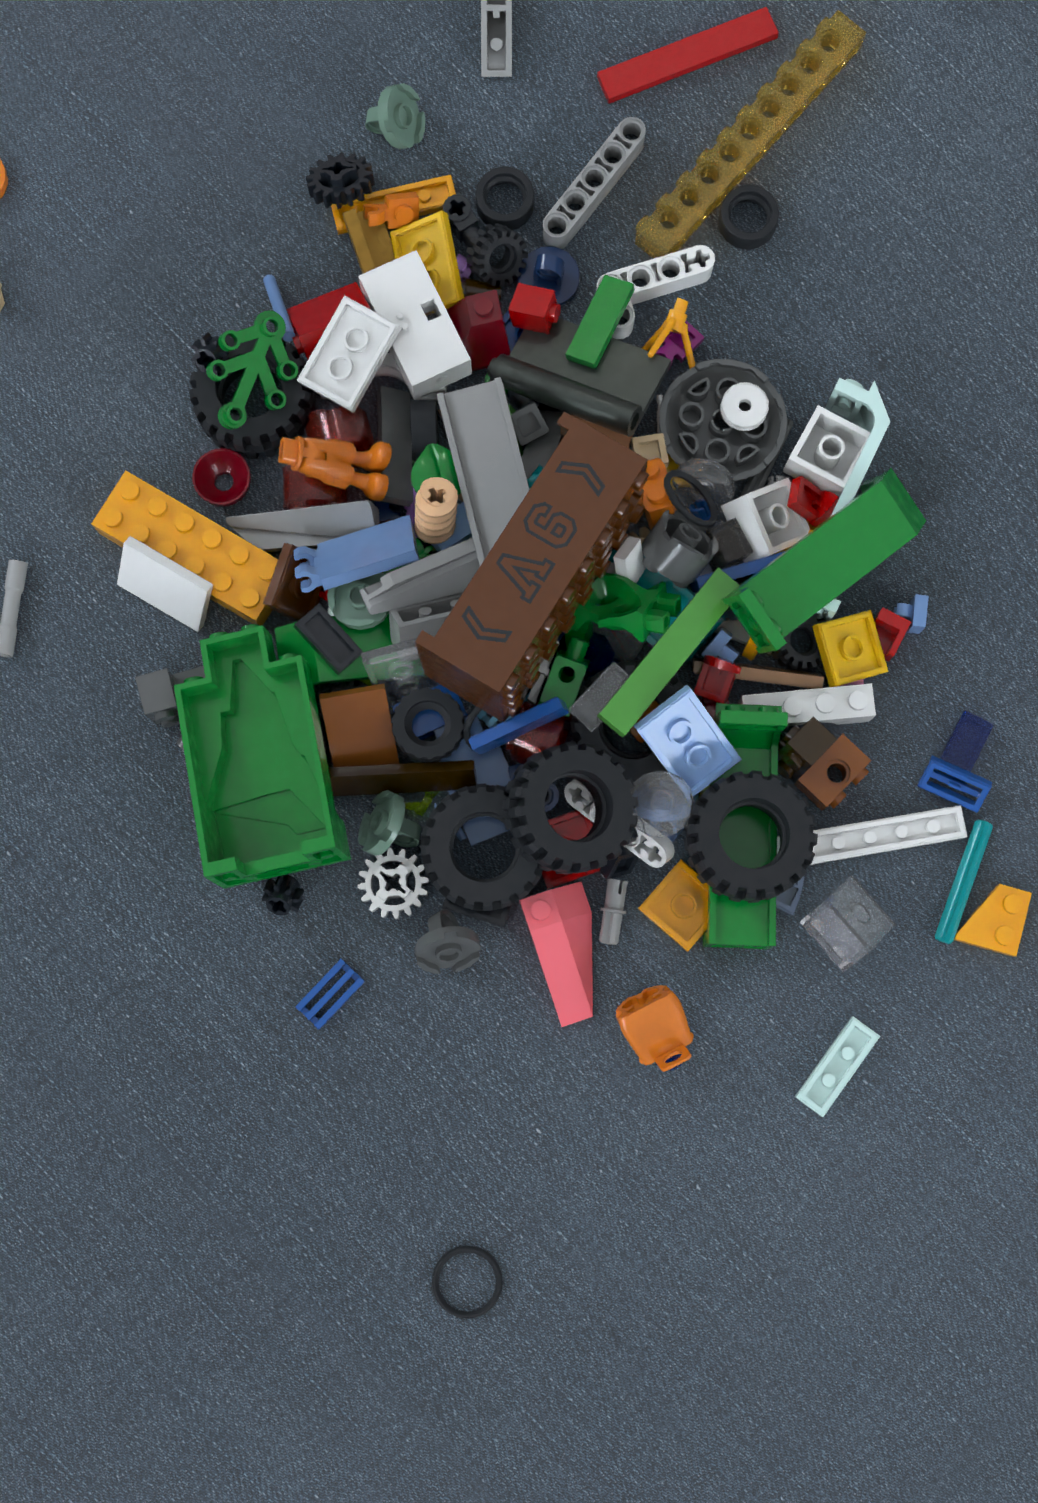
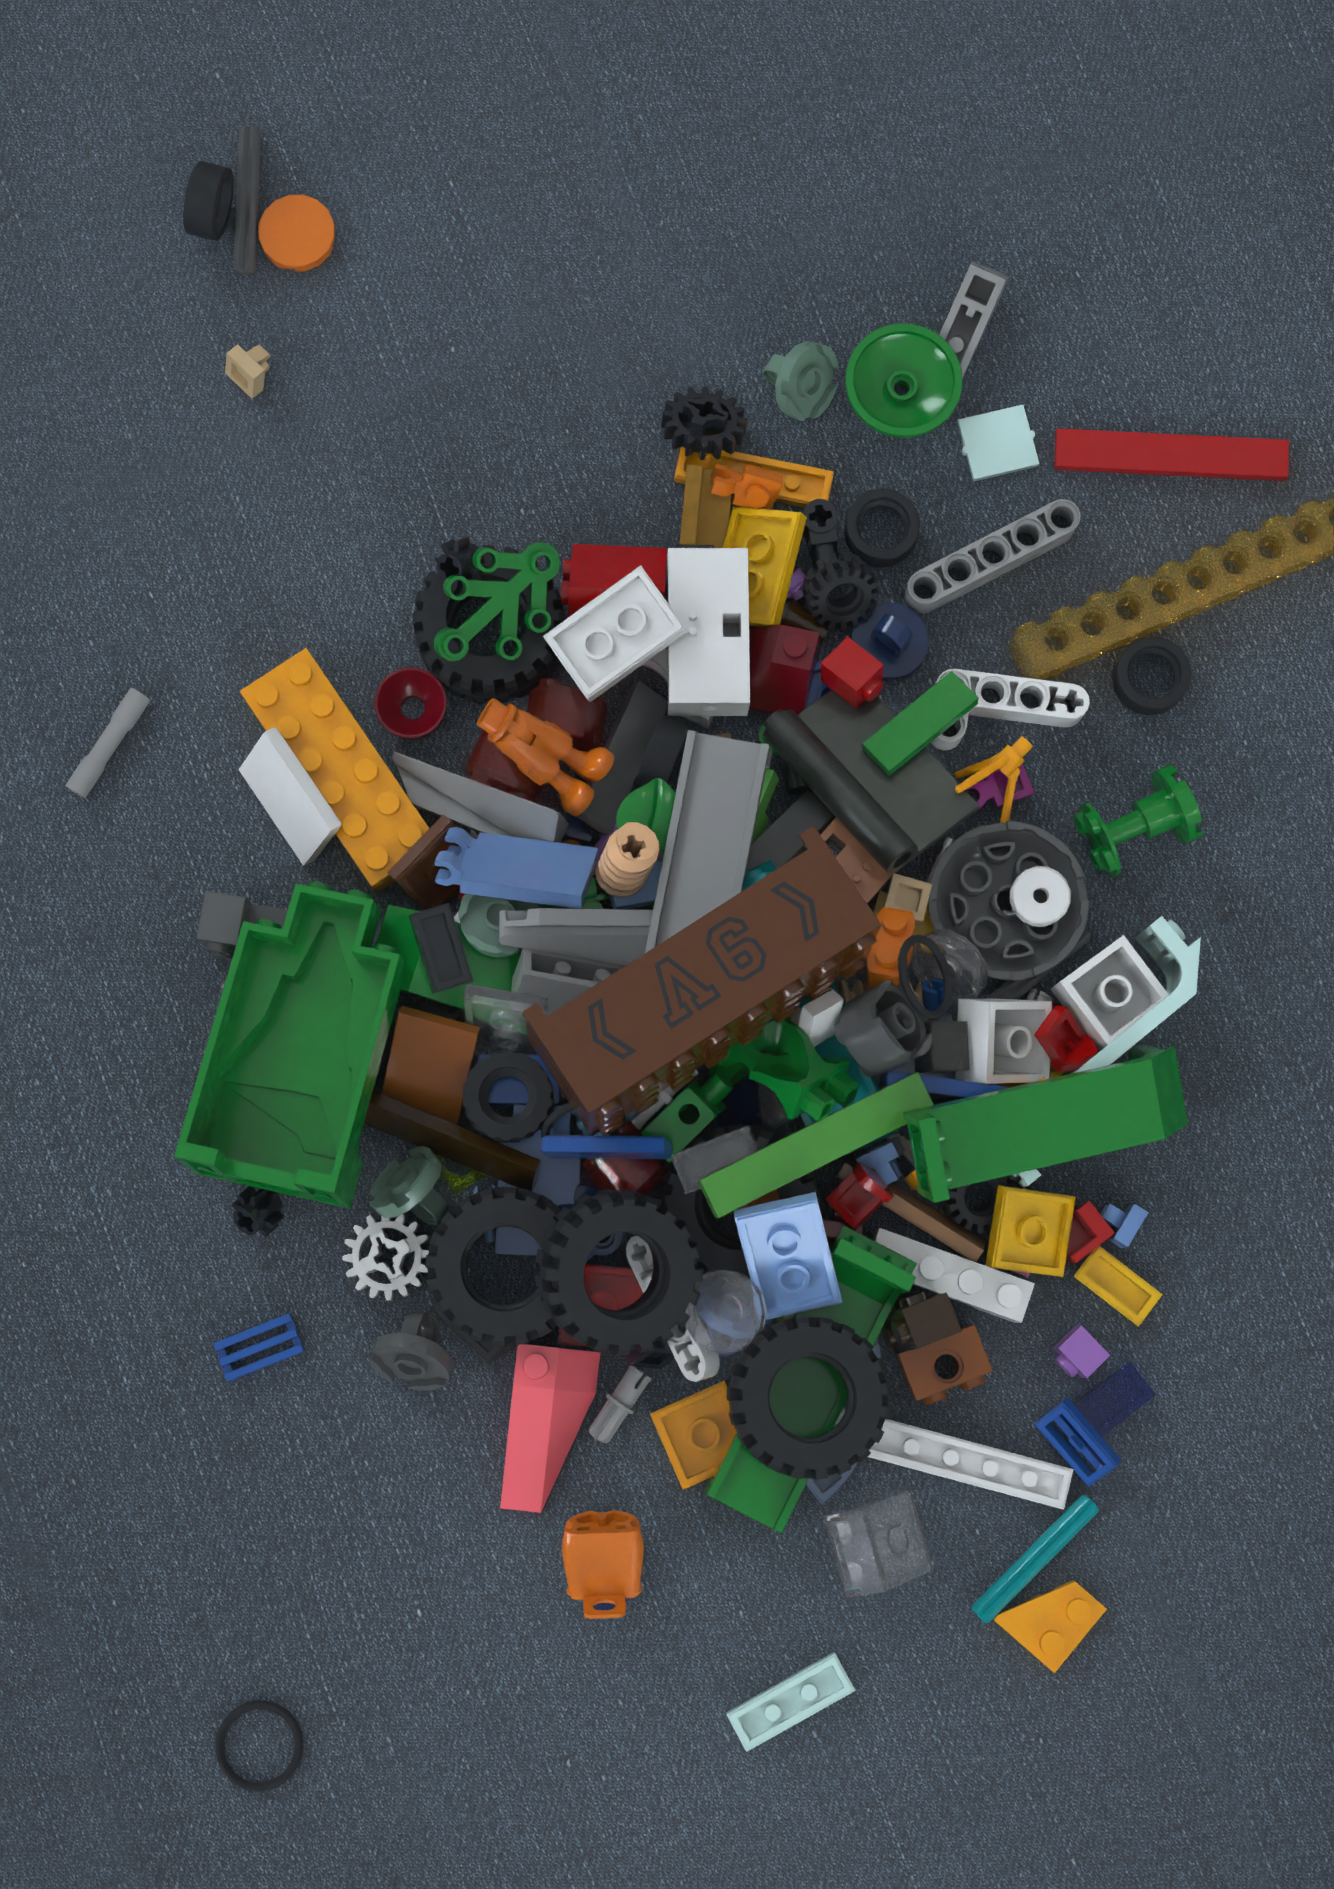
camera: 20 degrees right, 0 degrees up
(278, 305) = (566, 536): medium blue bar -> none
(467, 69) = (907, 358): none -> green dish
(529, 423) = (783, 803): dark grey tile -> none
(559, 102) = (998, 443): none -> light aqua piece
(806, 302) = (1168, 808): none -> green piece
(926, 719) = (1079, 1353): none -> medium lavender plate
(930, 660) = (1118, 1285): none -> yellow tile

